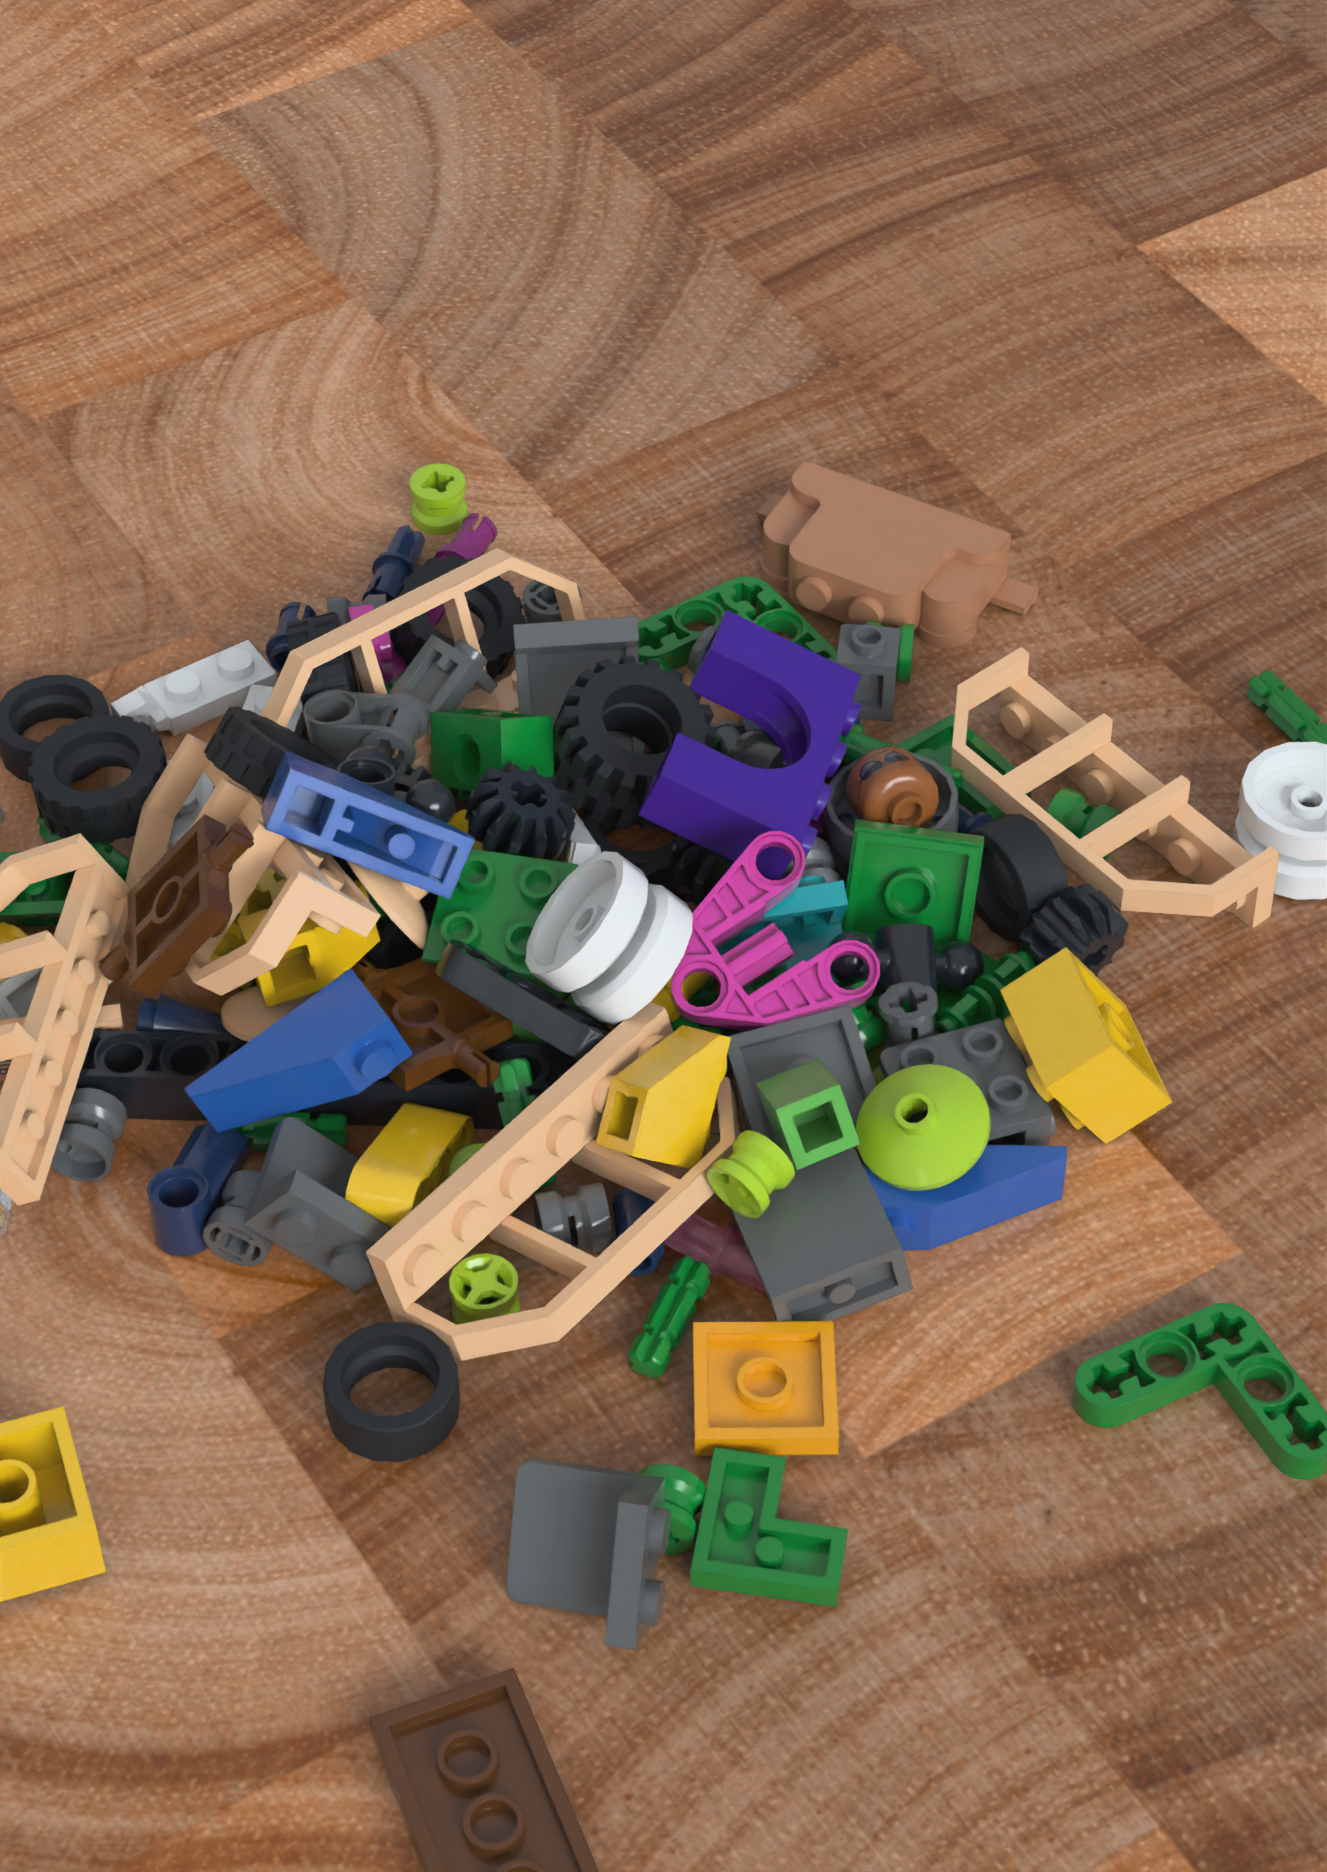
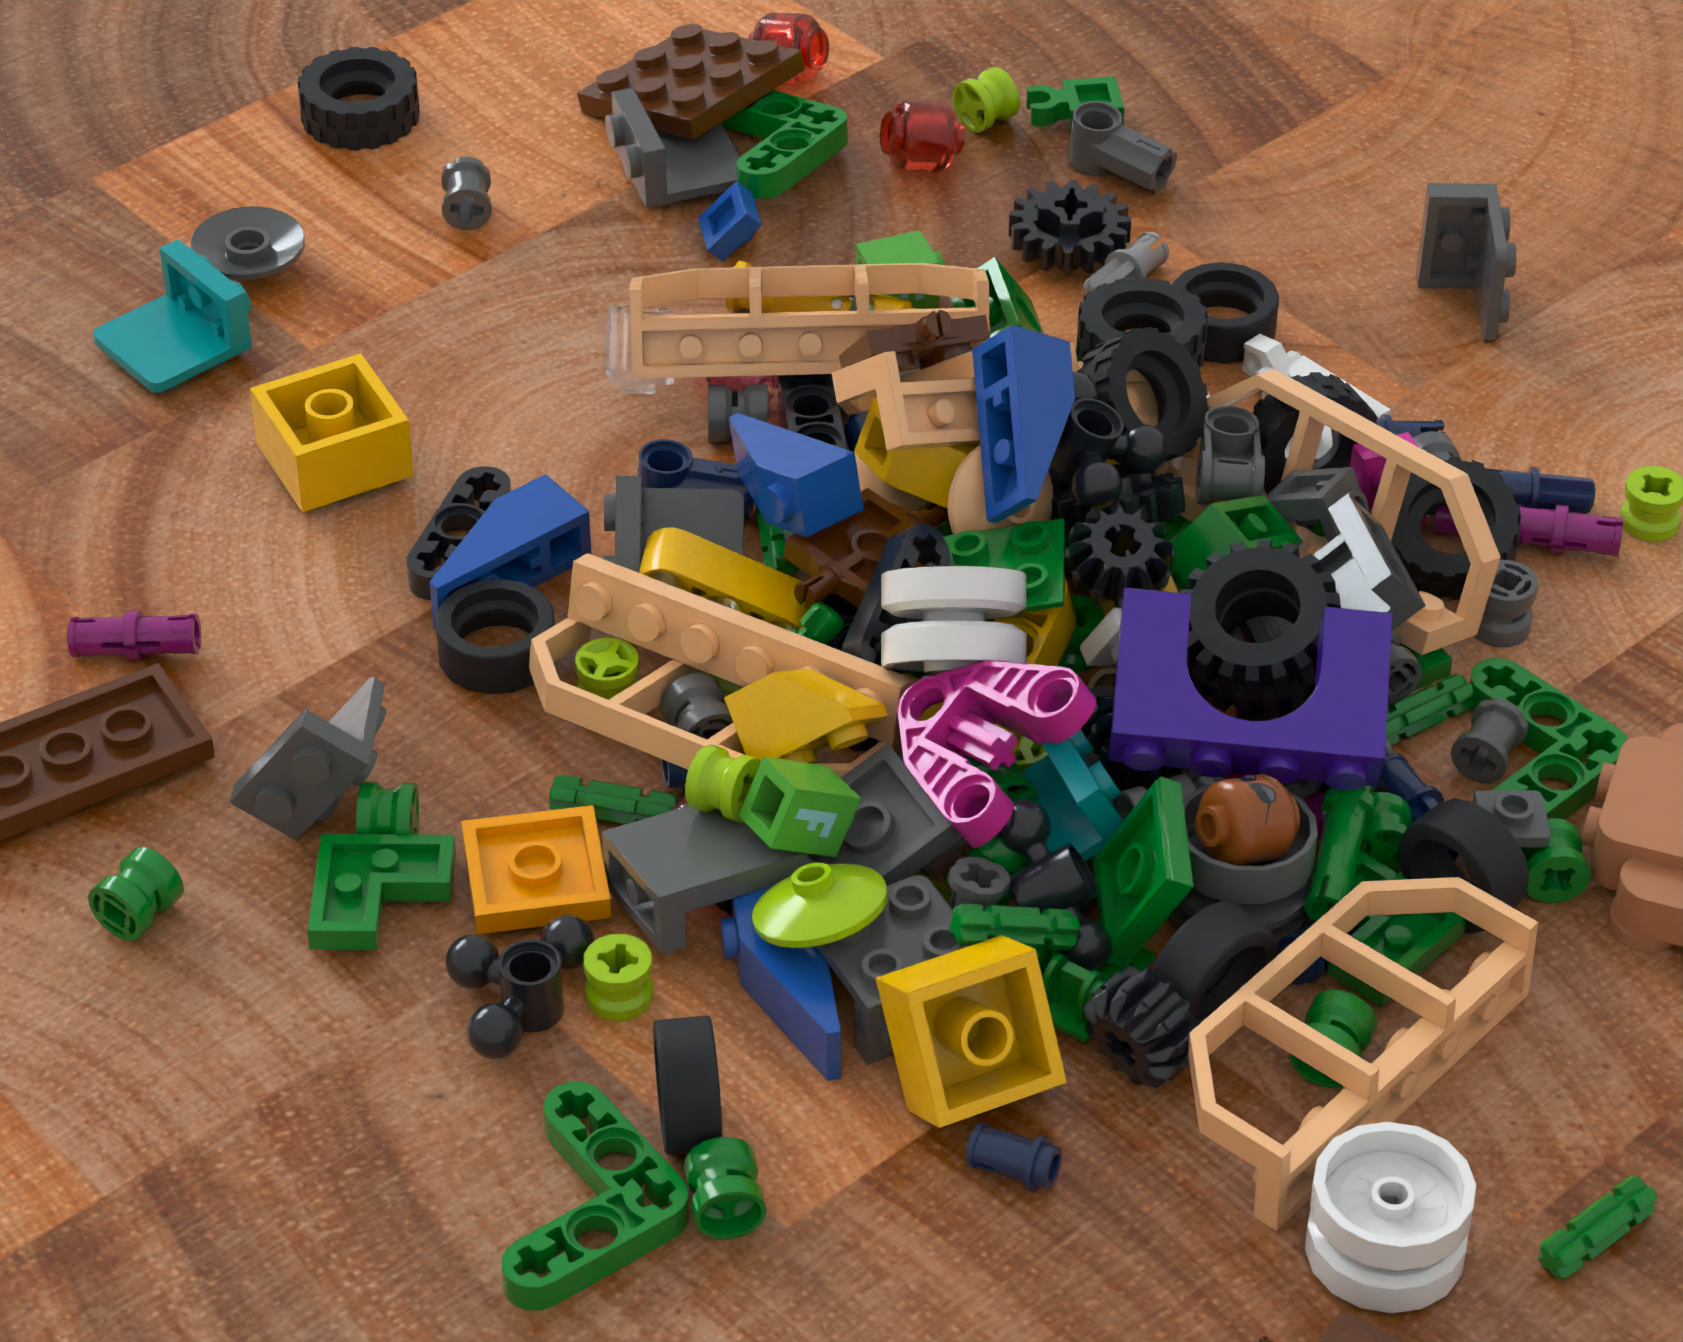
camera: 80 degrees right, 5 degrees down
(75, 518) = (1468, 247): none -> dark grey bracket
(207, 1443) = (455, 512): none -> black beam
(254, 1361) = (520, 539): none -> blue slope
(296, 1752) = (134, 635): none -> magenta pin
(745, 1759) = (129, 900): none -> green wheel
(897, 675) = (1478, 839): none -> black tyre
(901, 1446) = (527, 977): none -> black piece
(940, 1348) = (618, 977): none -> lime wheel
(974, 988) = (1022, 924): none -> green axle
(1118, 1241) = (687, 1082): none -> black tyre
(1199, 1053) = (1014, 1156): none -> dark blue pin
(1220, 1274) = (724, 1176): none -> green wheel

